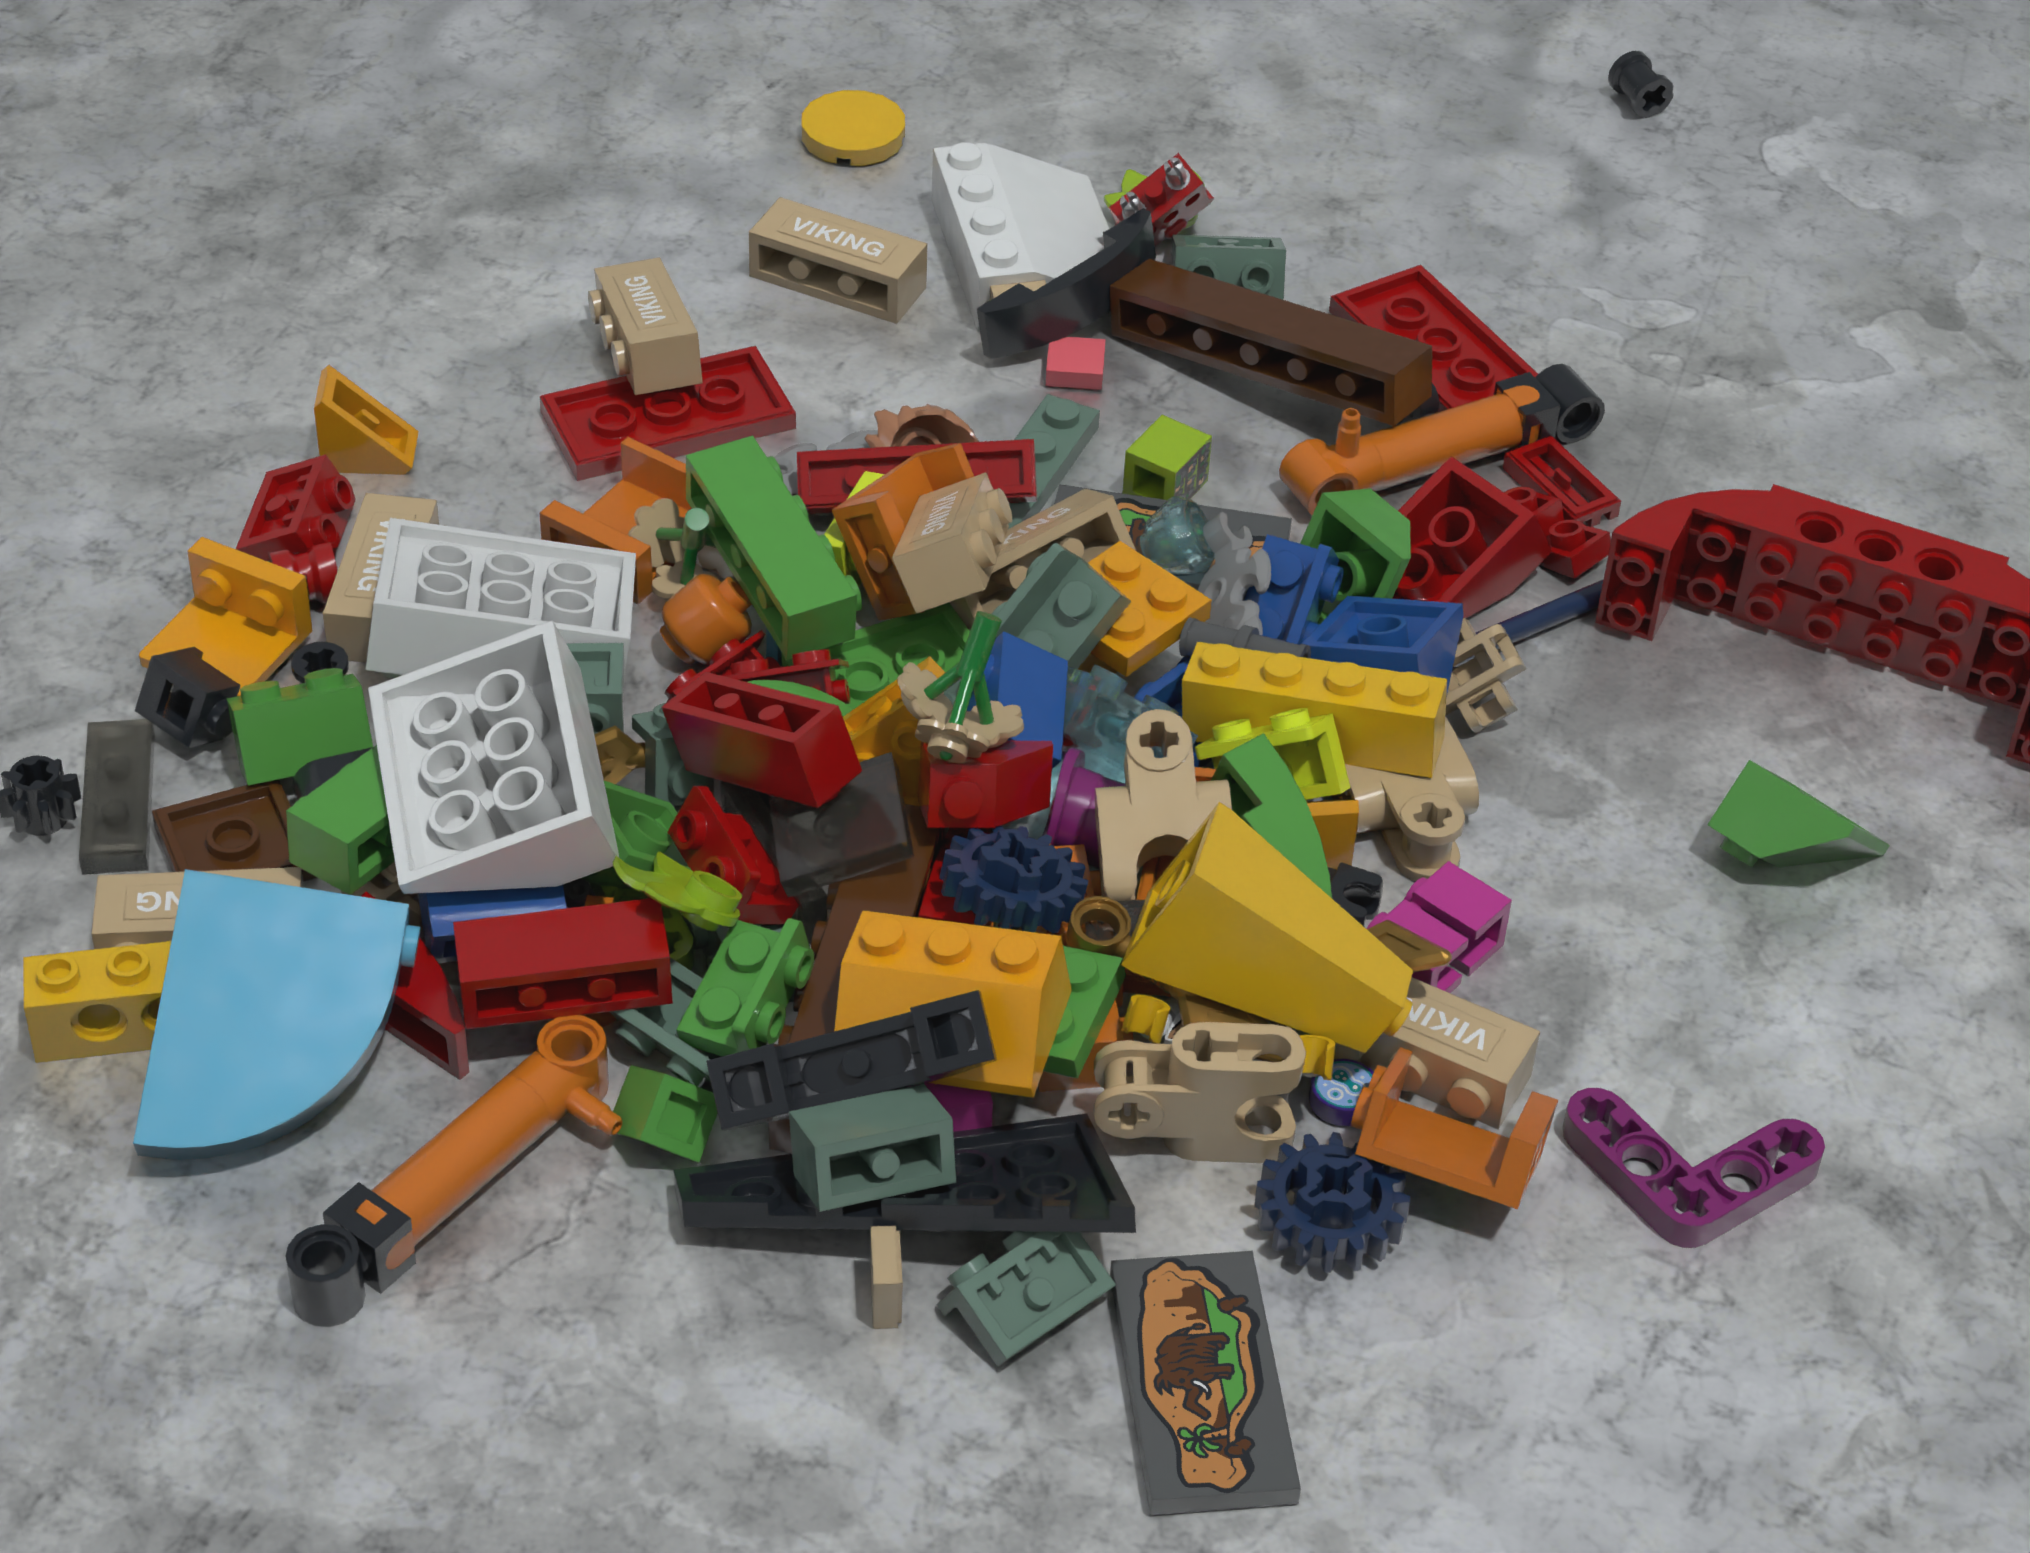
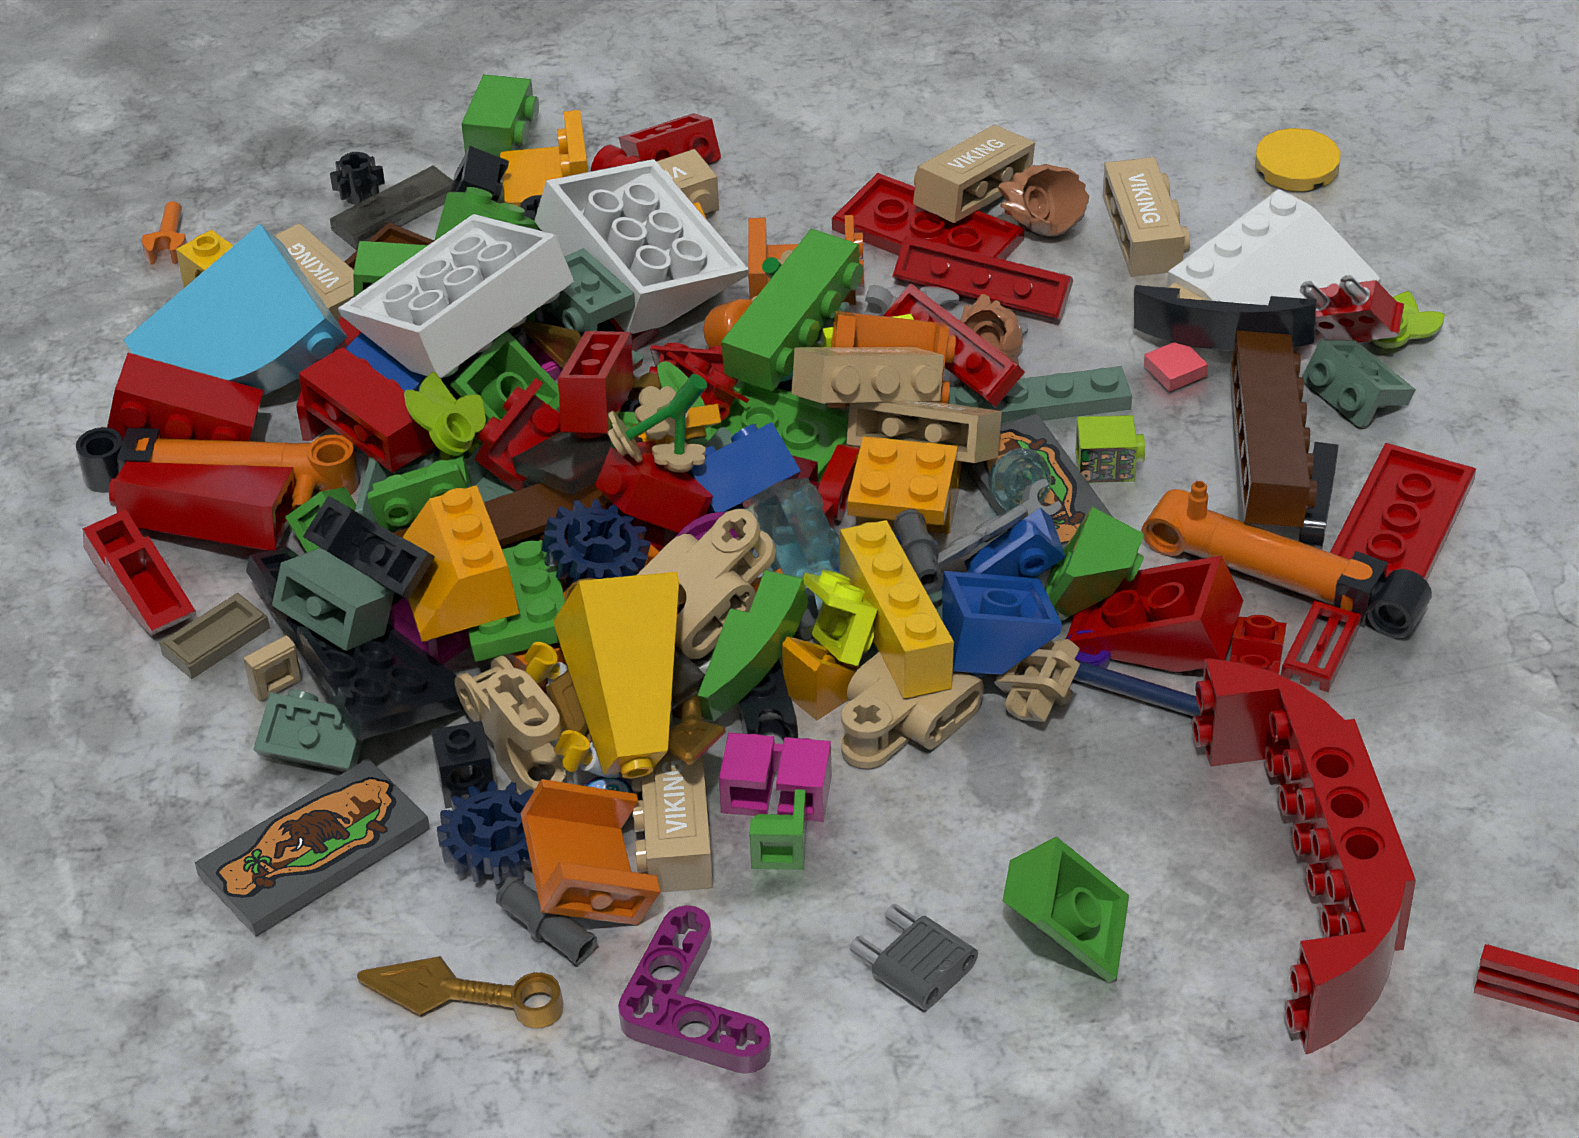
camera: 60 degrees right, 0 degrees up
(76, 623) = (500, 114): none -> bright green brick
(315, 1149) = (182, 402): none -> red wedge
(359, 430) = (761, 120): light orange slope -> none
(531, 1201) = (207, 500): none -> red slope
(580, 1336) = (136, 572): none -> red slope
(750, 302) = (1045, 199): none -> nougat hair
(751, 1315) = (214, 635): none -> dark tan tile
(816, 406) = (973, 274): none -> red tile
(1062, 606) = (843, 445): sand green bracket -> none
(1207, 1176) = (462, 760): none -> black brick
(1496, 1224) = (556, 929): none -> dark grey pin
(1509, 1378) = (430, 982): none -> pearl gold piece
(1519, 973) = (780, 839): none -> bright green panel
(1772, 962) = (921, 960): none -> dark grey piece

